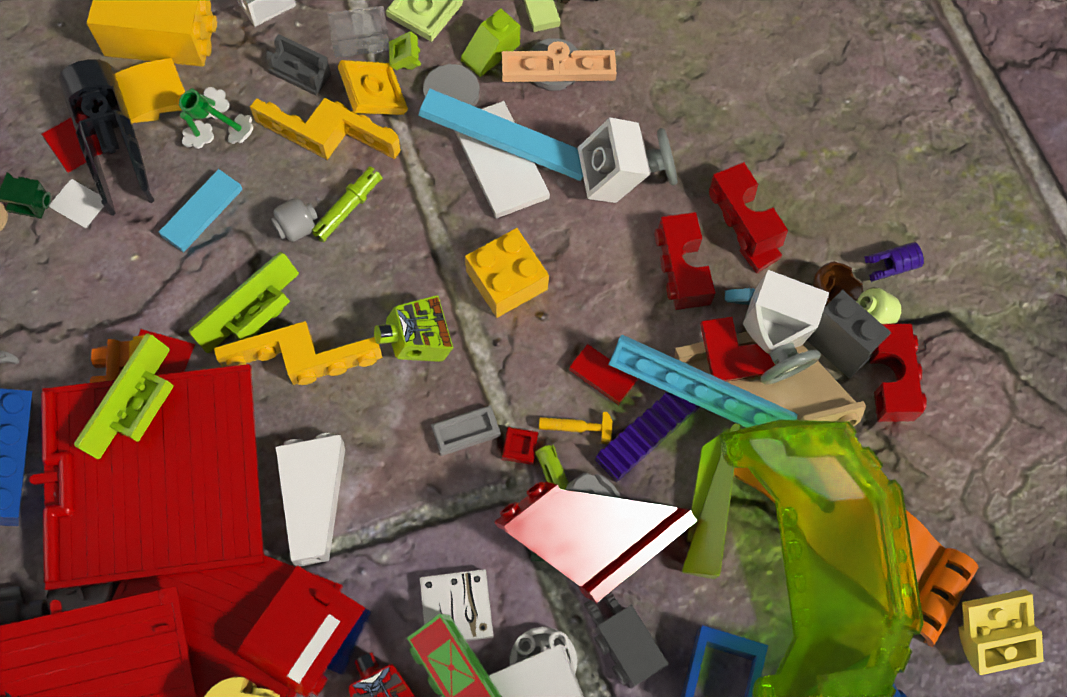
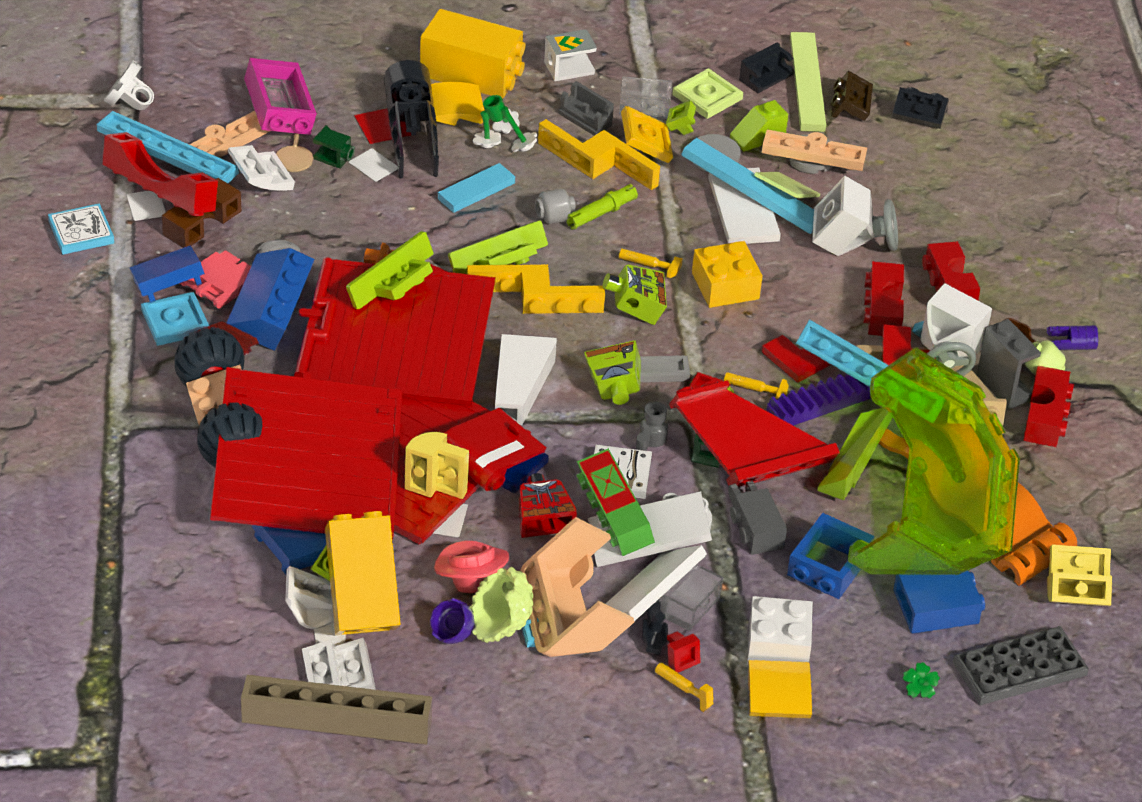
camera: 15 degrees right, 25 degrees down
(418, 461) = (615, 371): none -> lime torso
(420, 269) = (673, 268): none -> yellow piece
(479, 537) = (653, 427): none -> dark grey piece
(540, 121) = (787, 184): none -> yellowish green piece

